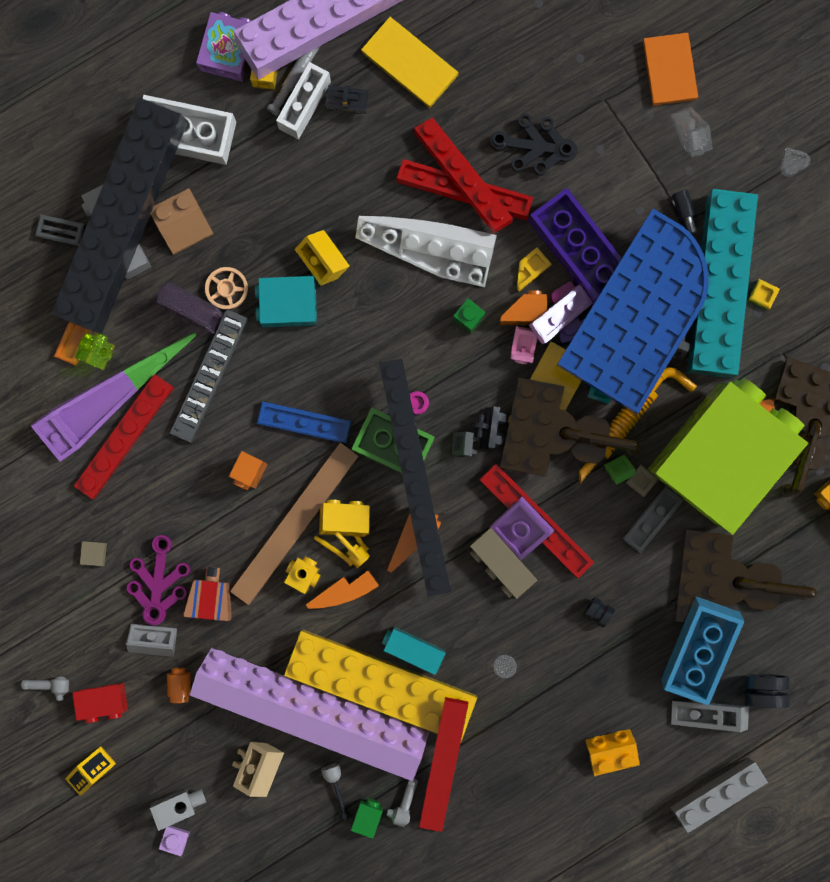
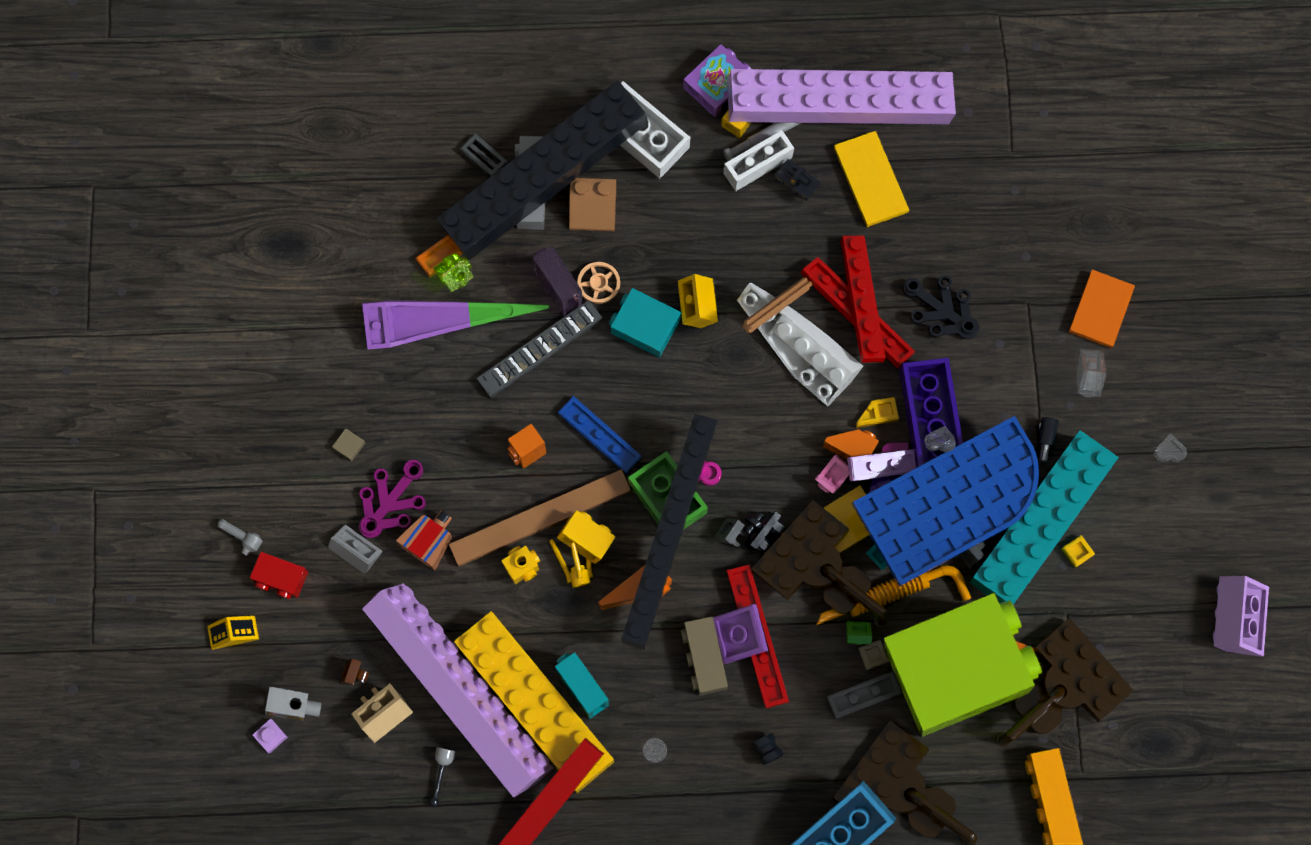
camera: 25 degrees right, 10 degrees down
(124, 437) = (435, 360): red plate -> none
(178, 685) = (355, 600): orange brick -> none
(212, 748) = (352, 672): none -> reddish brown tile
(344, 592) = (548, 601): orange slope -> none
(367, 817) = (453, 813): green brick -> none
(393, 226) = (776, 305): none -> medium nougat axle
(400, 815) = (483, 830): light grey piece -> none
(469, 316) = (798, 422): green brick -> none
(601, 265) = (940, 440): none -> clear tile

